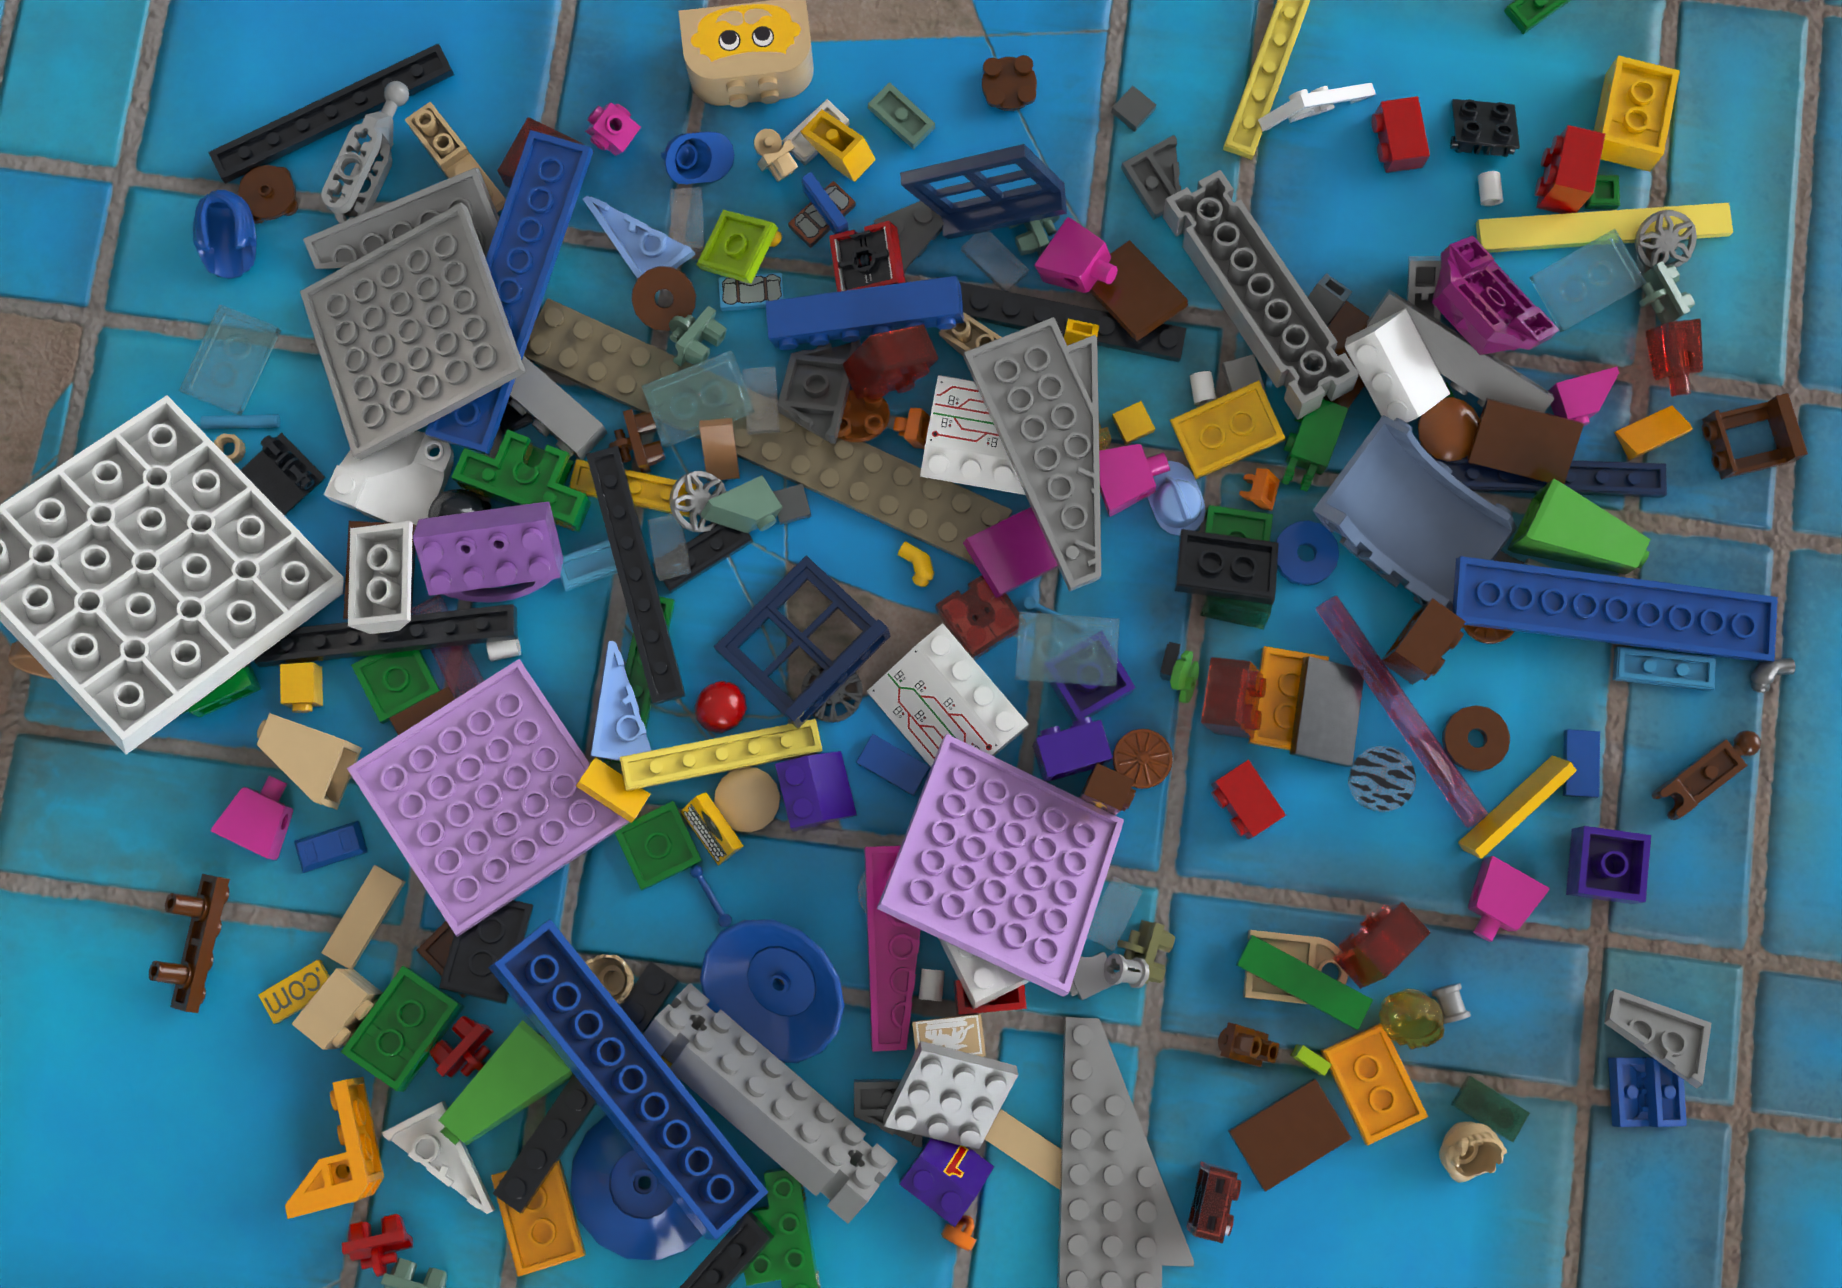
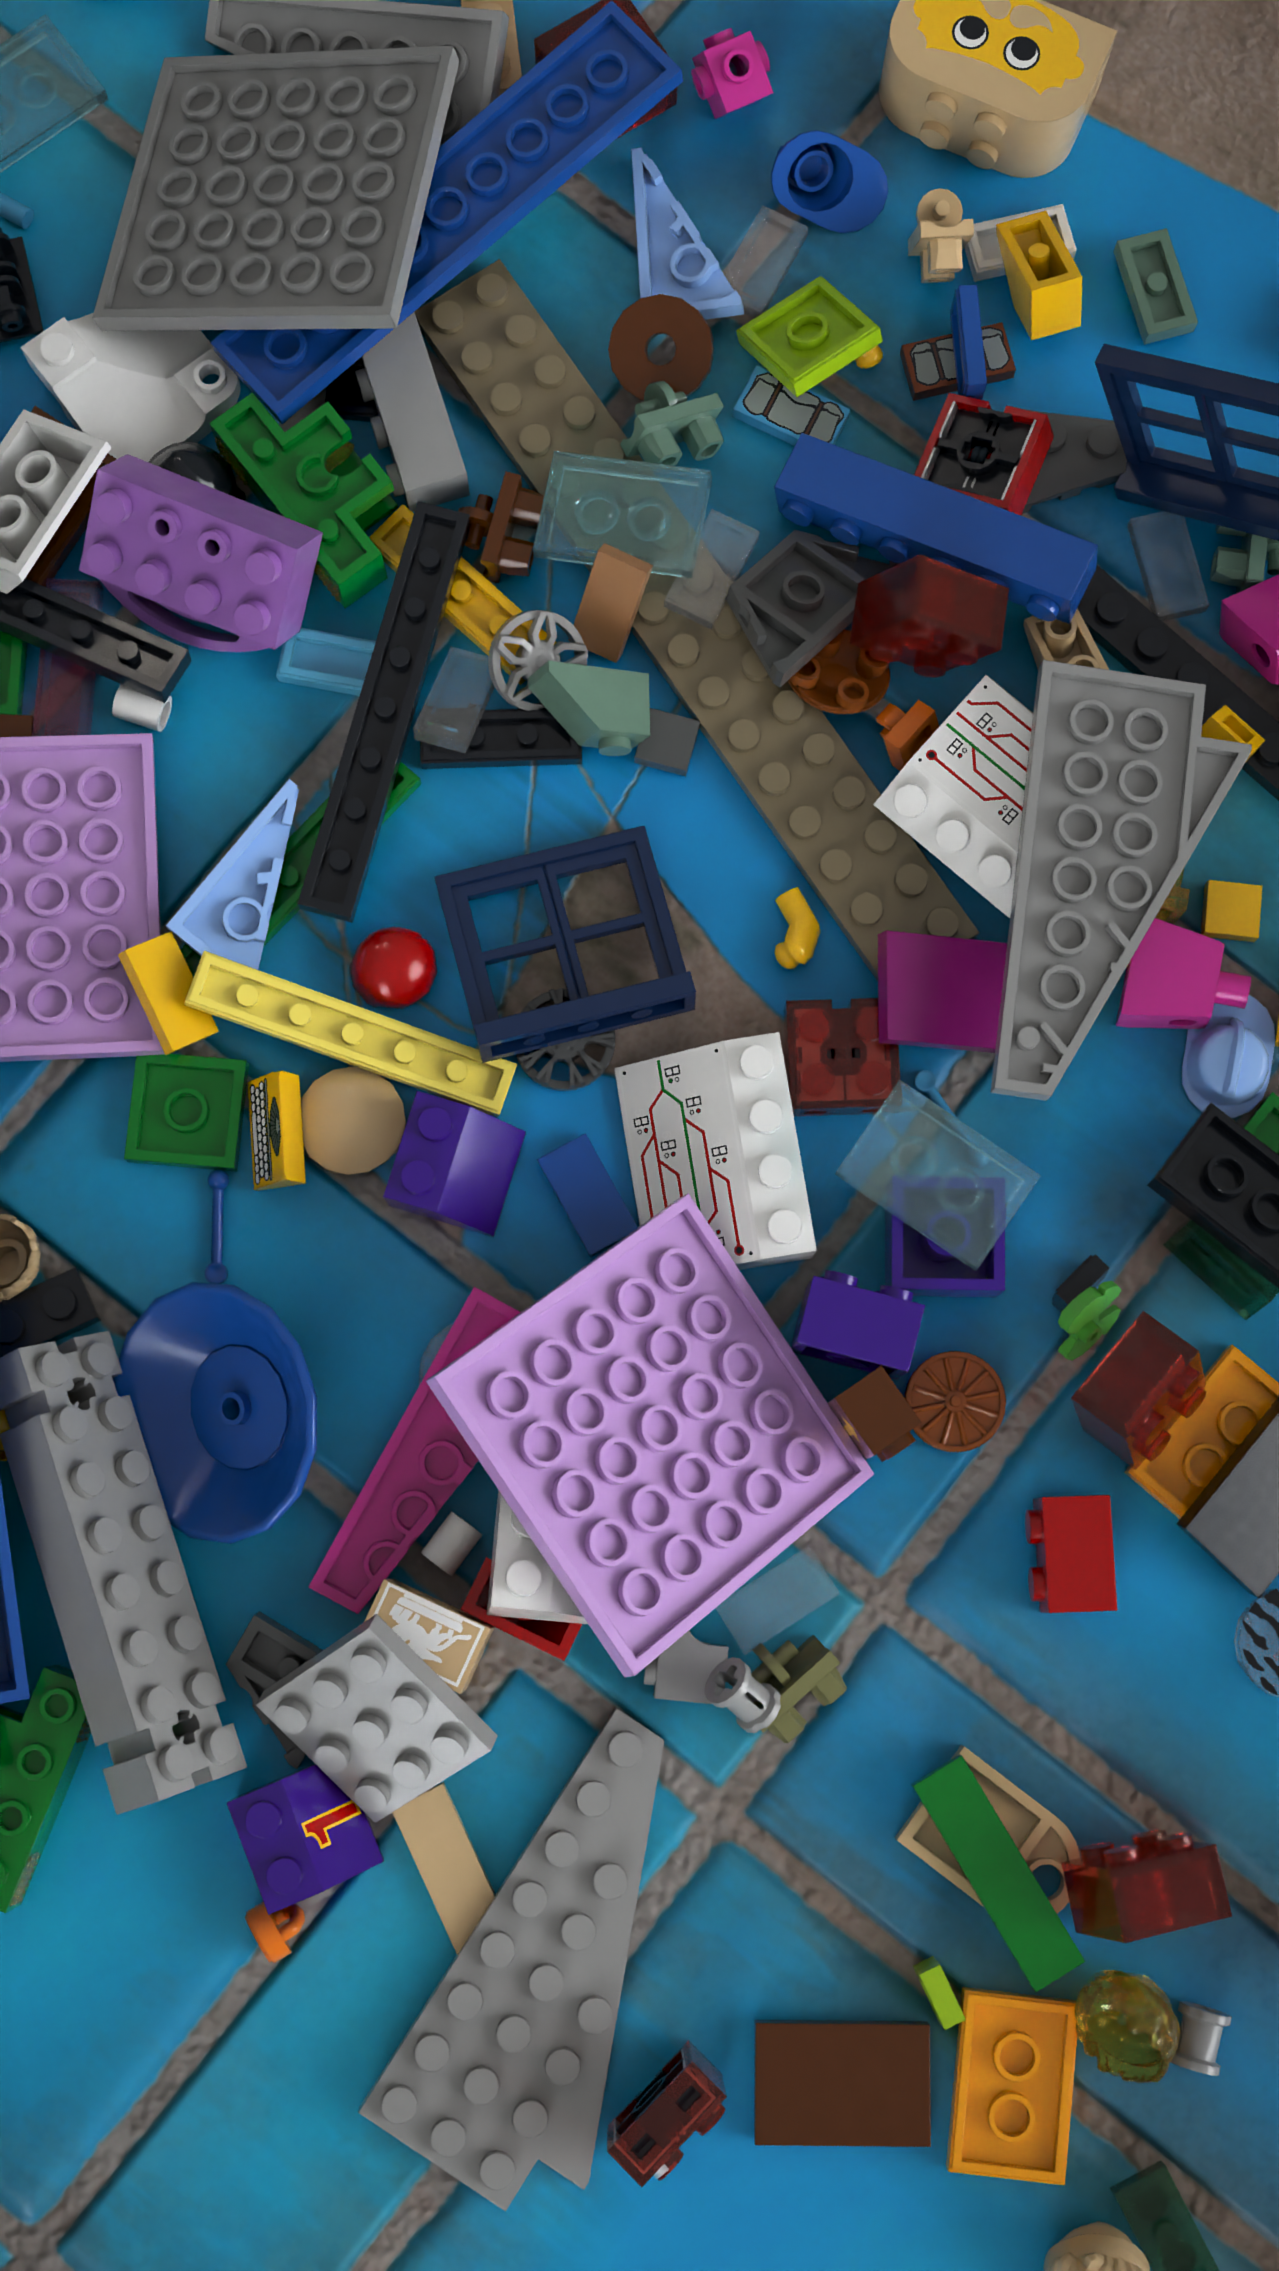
camera: 30 degrees right, 0 degrees up
(1247, 1045) = (856, 1913): reddish brown hips -> none

